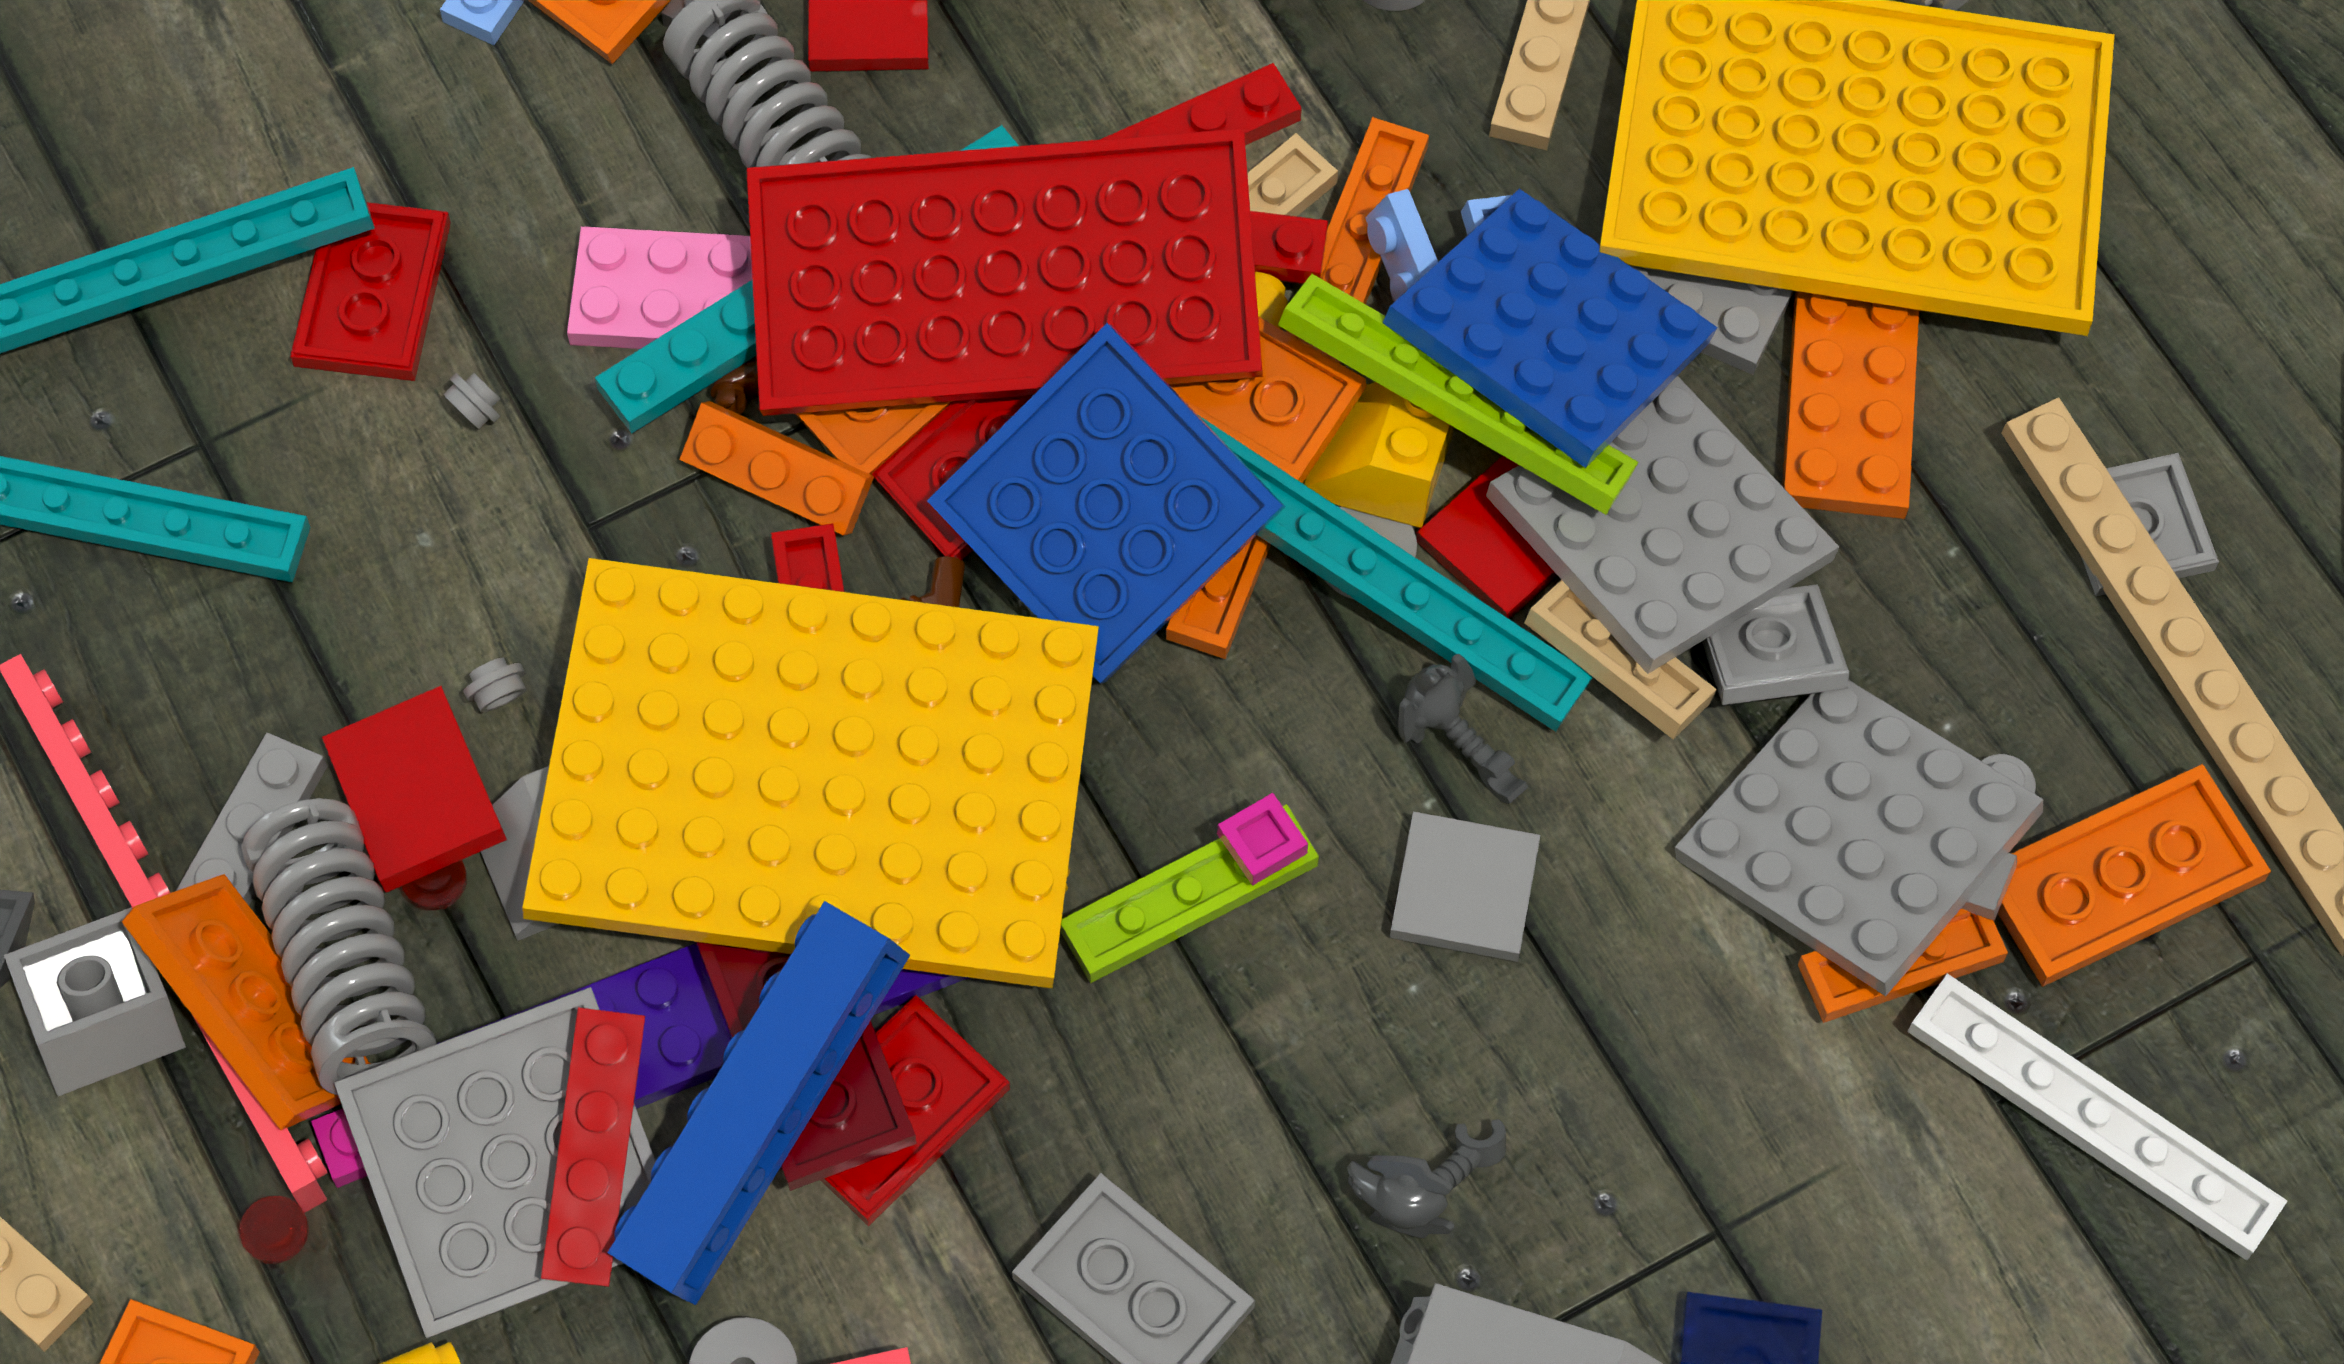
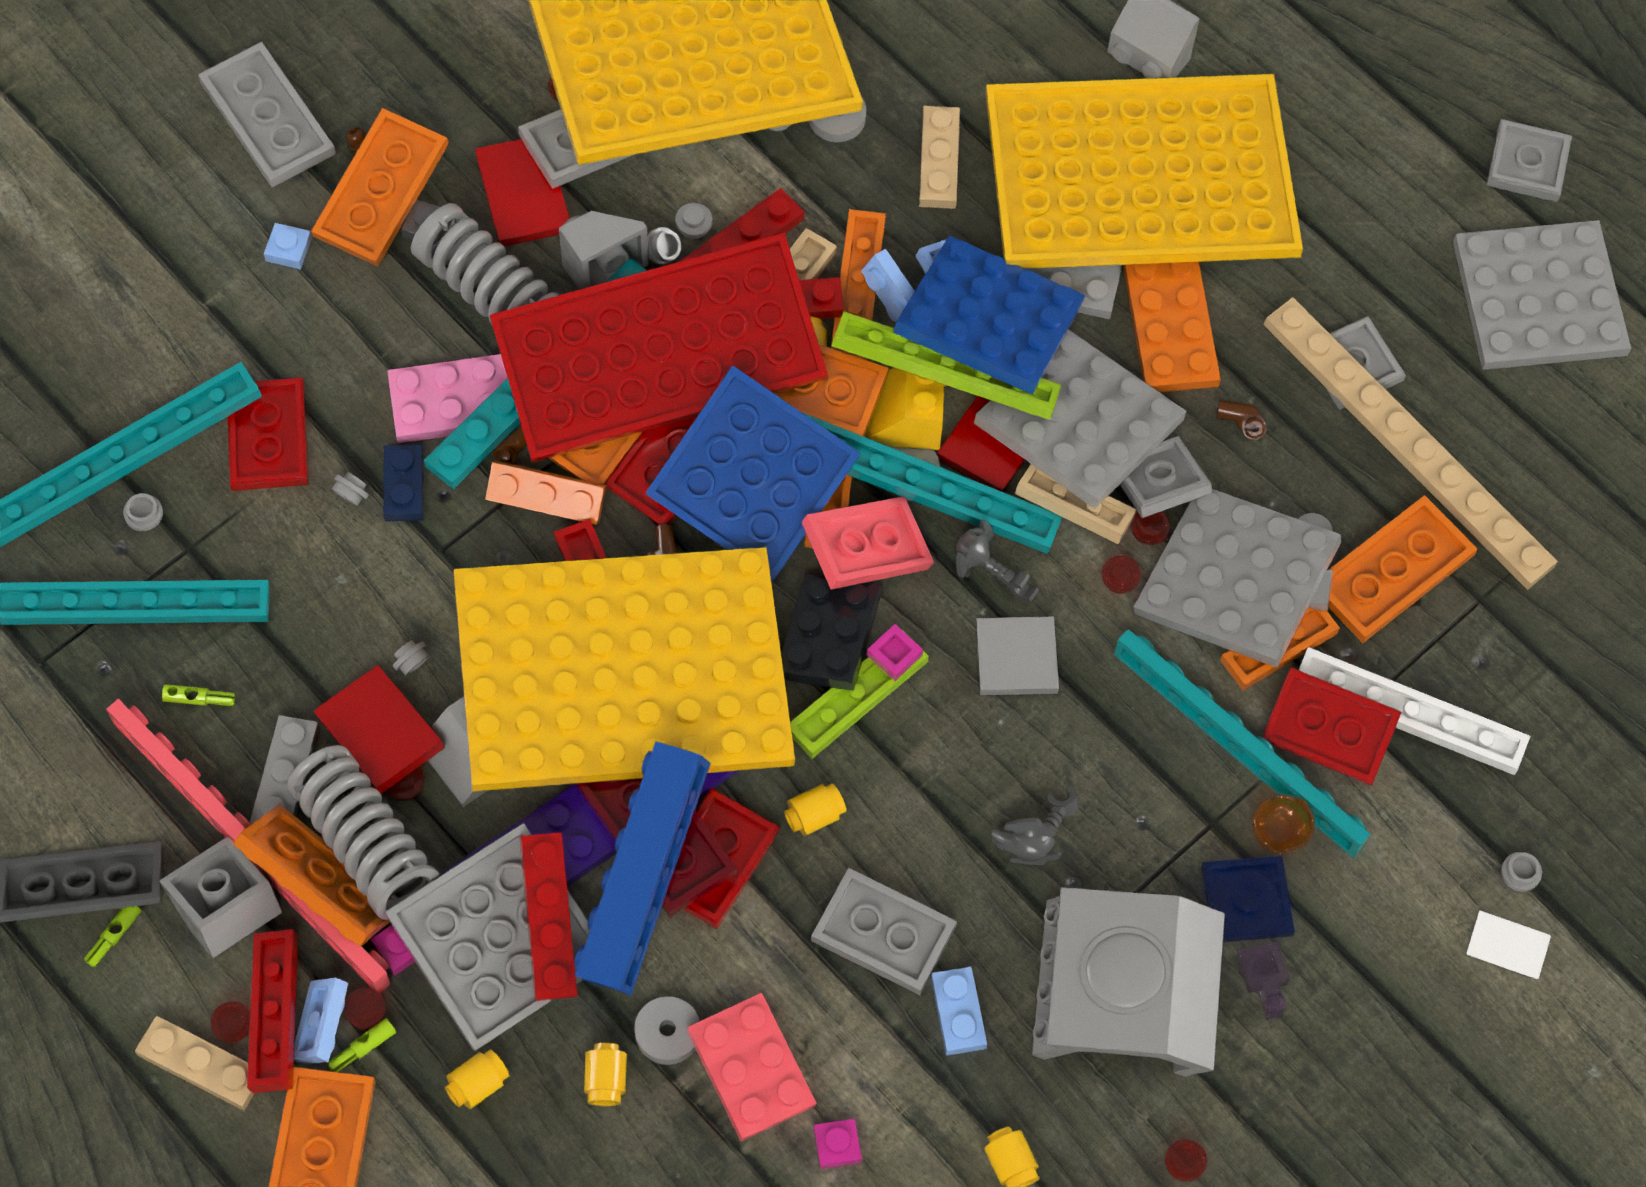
camera: 15 degrees left, 0 degrees up
(60, 1205) = (230, 1022): none -> clear red plate
(125, 1203) = (272, 1011): none -> red plate
(146, 371) = (143, 512): none -> light grey plate
(162, 679) = (179, 694): none -> lime pin
(195, 1234) = (319, 1021): none -> light blue plate
(255, 1289) = (362, 1045): none -> lime pin
(559, 408) = (403, 483): none -> dark blue plate
(960, 94) = (599, 245): none -> light grey slope
(1062, 116) = (663, 245): none -> light grey plate
(1071, 1065) = (814, 809): none -> yellow brick
(1123, 87) = (693, 220): none -> light grey plate
(1169, 783) = (829, 633): none -> black plate
(1264, 652) = (867, 542): none -> coral plate
(1668, 789) = (1121, 574): none -> clear red plate
(1735, 726) = (1150, 529): none -> clear red plate
(1813, 1127) = (1230, 733): none -> teal plate
(1834, 1258) = (1283, 824): none -> clear orange hair
(1935, 575) = (1245, 417): none -> reddish brown arm
(1955, 1112) = (1331, 726): none -> red tile

